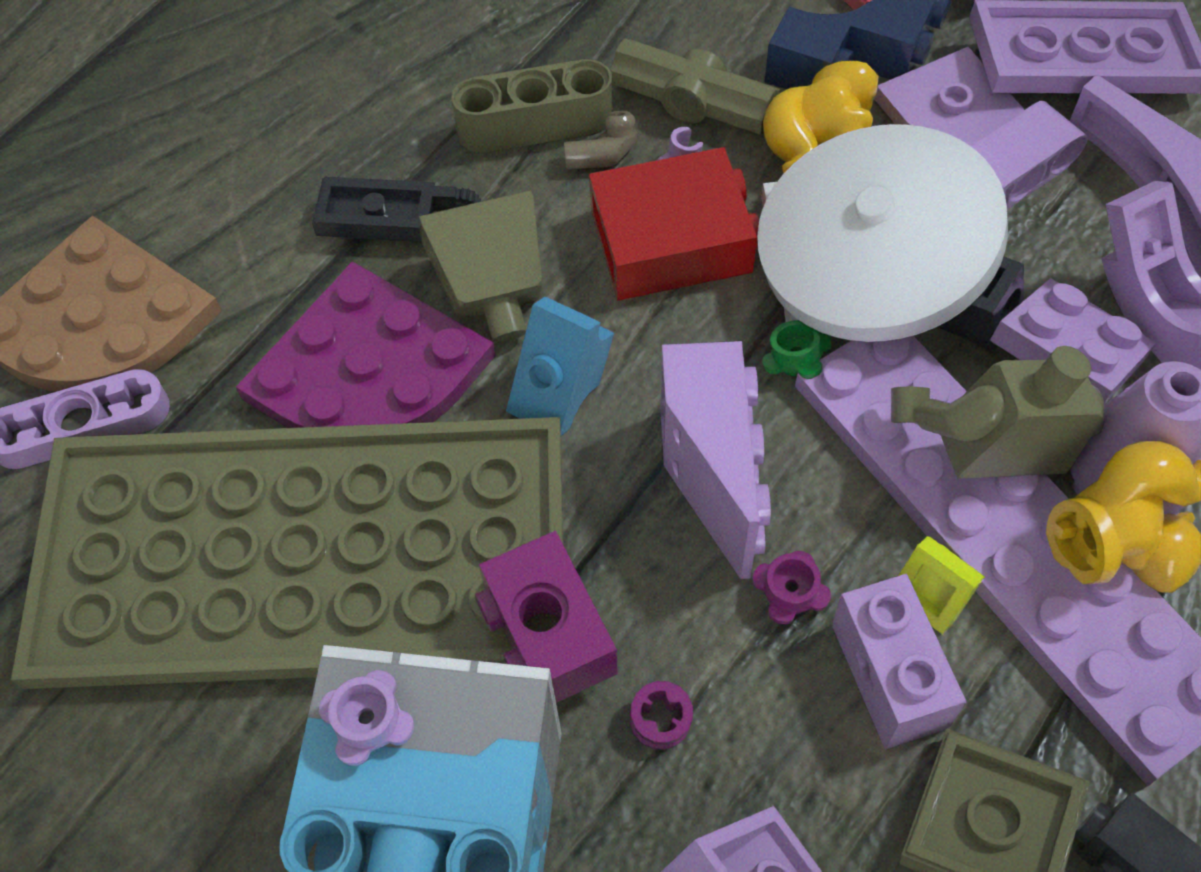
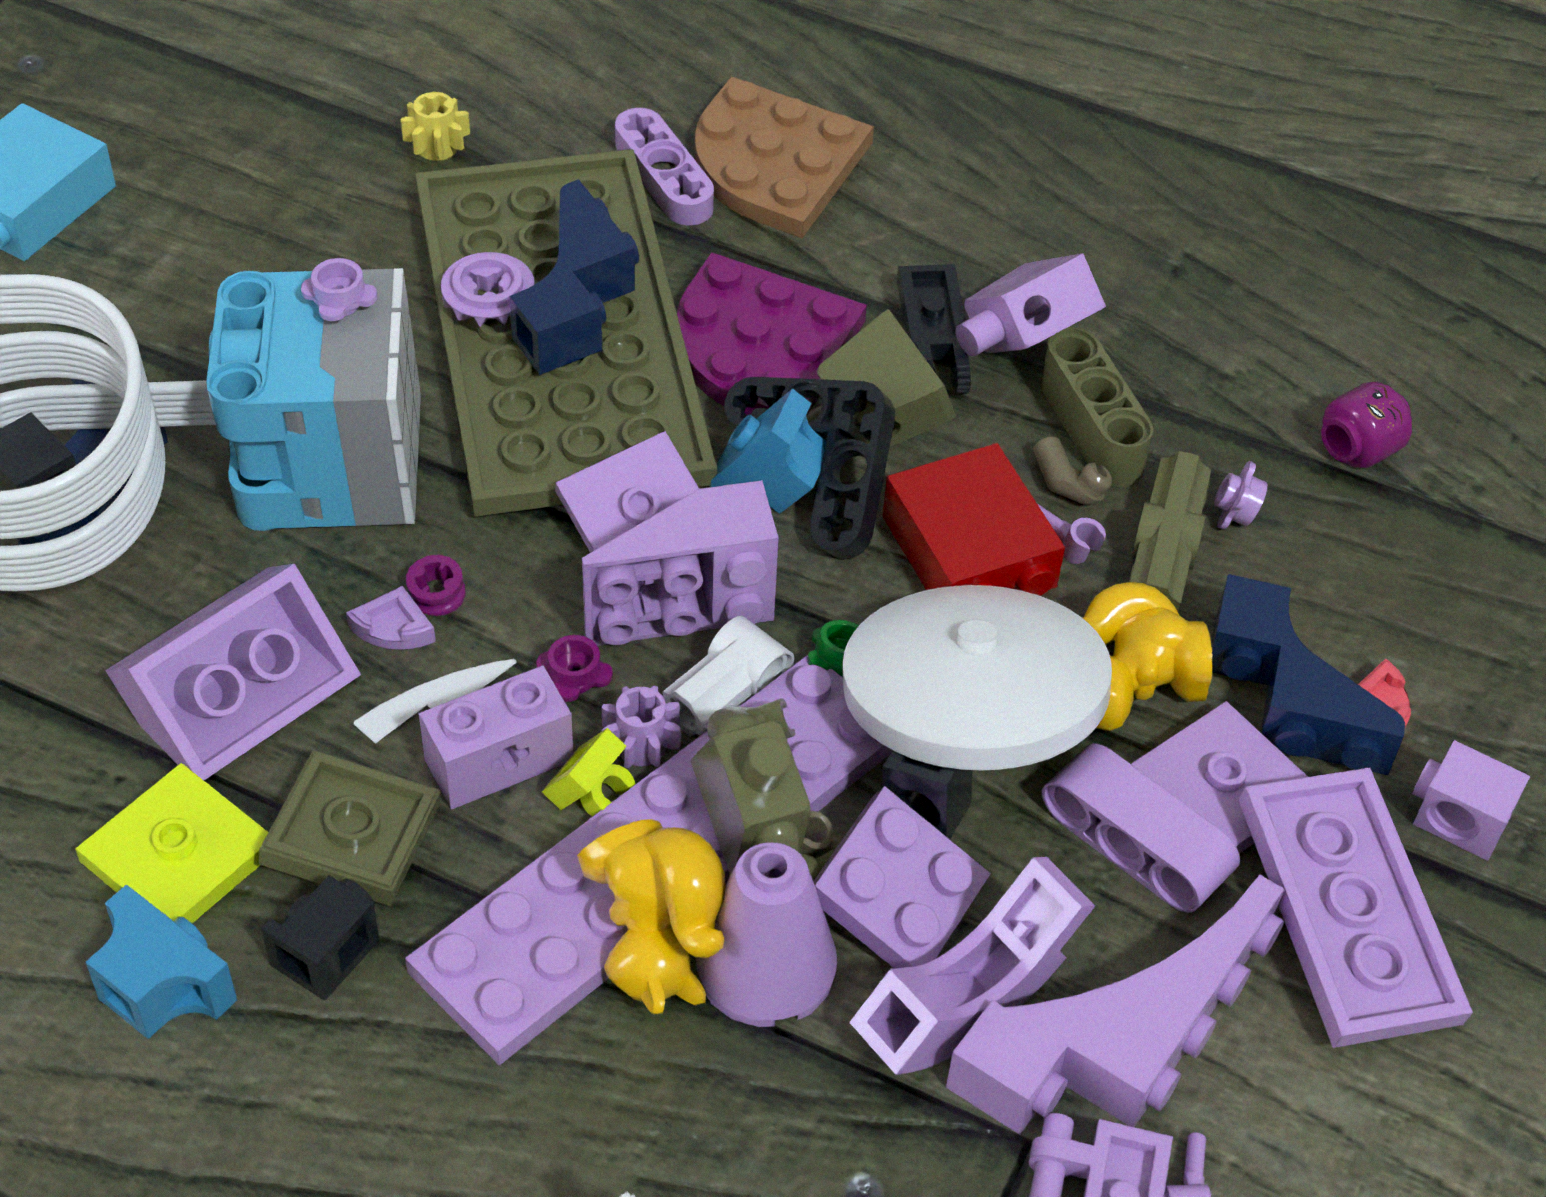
camera: 75 degrees right, 10 degrees down
(249, 493) = (565, 310): none -> dark blue arch
(259, 577) = (484, 272): none -> lavender gear
(415, 118) = (1029, 305): none -> lavender torso
(524, 287) = (843, 442): none -> black beam
(539, 581) = (493, 466): magenta brick -> none
(608, 495) = (625, 490): none -> lavender plate
(664, 20) = (1240, 497): none -> lavender plate
(703, 765) = (392, 622): none -> lavender tile
(801, 727) = (394, 712): none -> white sticker
(813, 433) = (736, 667): none -> white piece
(883, 527) = (643, 725): none -> lavender gear

